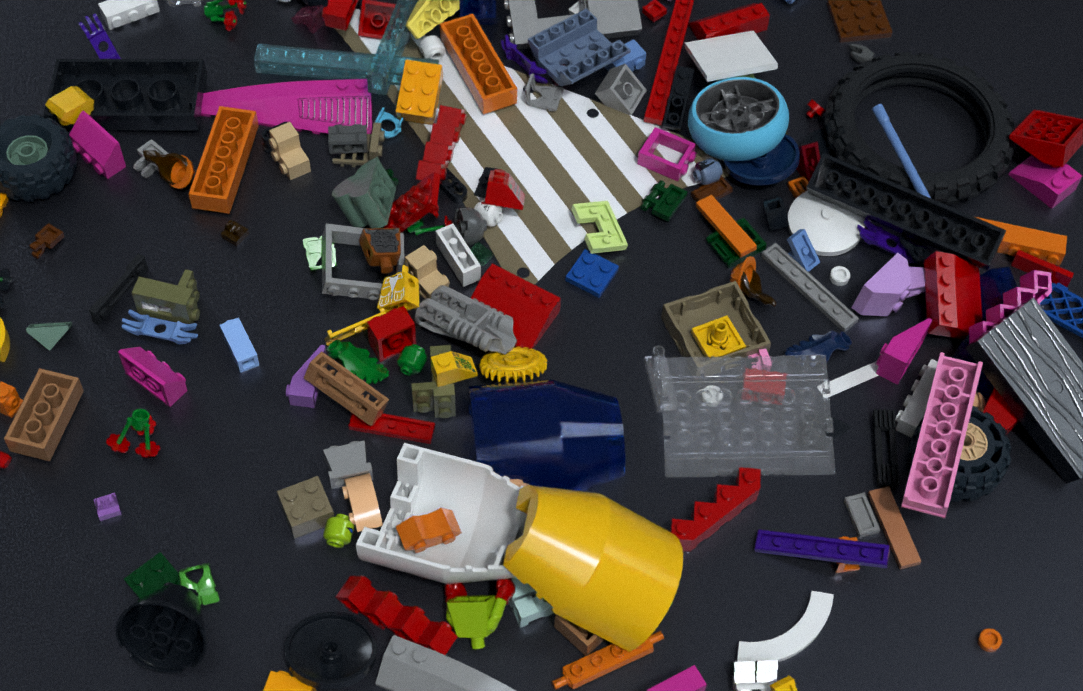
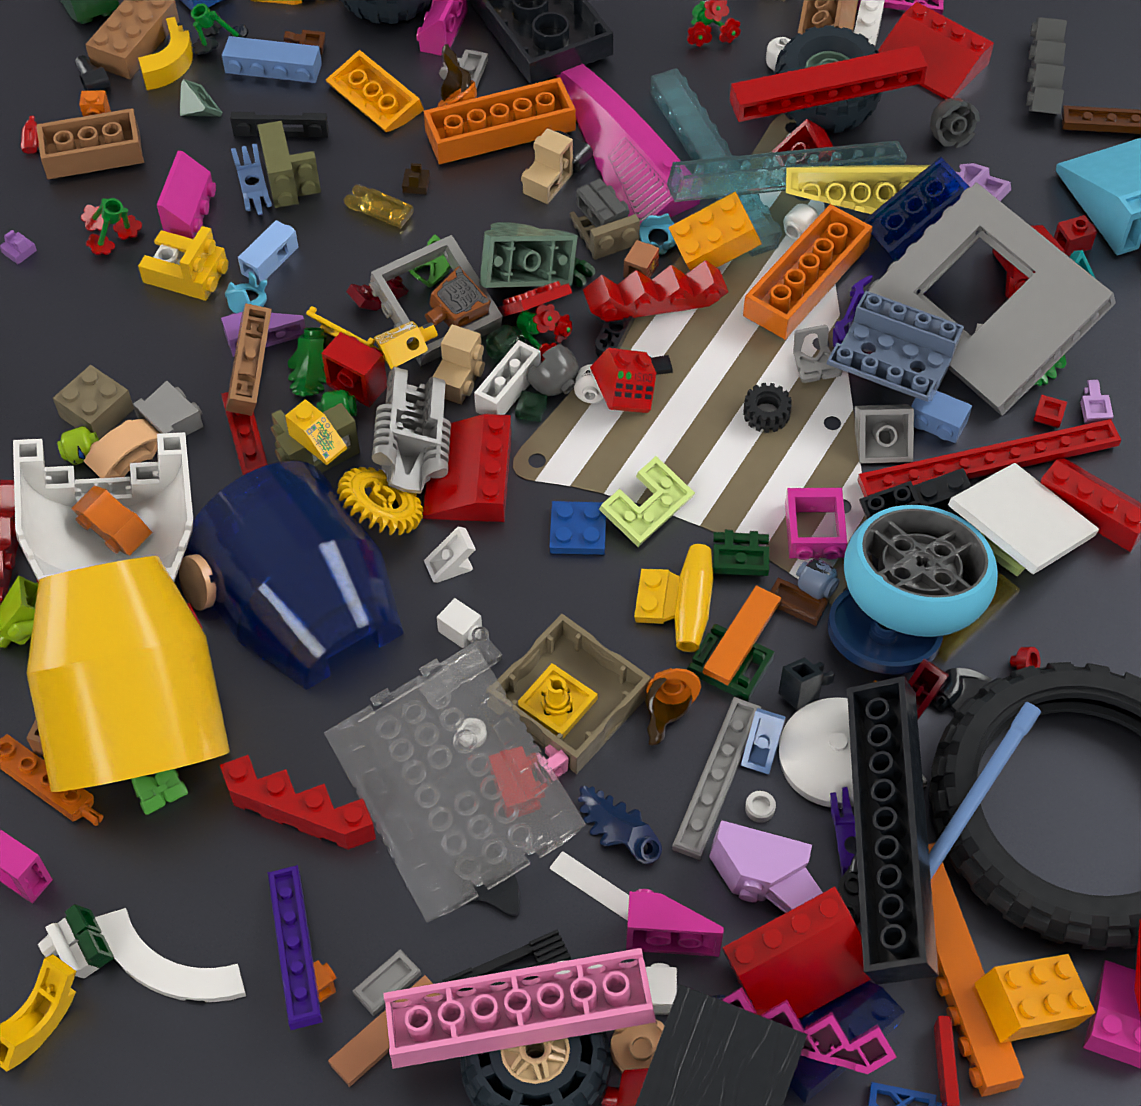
camera: 65 degrees right, 0 degrees up
(47, 267) = (272, 59): none -> medium blue brick
(131, 219) = (375, 92): none -> light orange slope
(217, 395) = (185, 264): none -> yellow brick
(243, 263) = (379, 205): none -> clear yellow hinge
(268, 381) = (237, 295): none -> medium azure piece
(321, 301) = (364, 298): none -> dark red slope
(405, 143) = (643, 258): none -> nougat brick
(419, 238) = (502, 340): none -> clear green head
(565, 127) = (767, 395): none -> black tyre
(576, 347) = (451, 556): none -> white slope
(630, 365) = (458, 622): none -> white brick
(678, 244) = (681, 597): none -> yellow plate
(1026, 207) = (1034, 998): none -> light orange brick

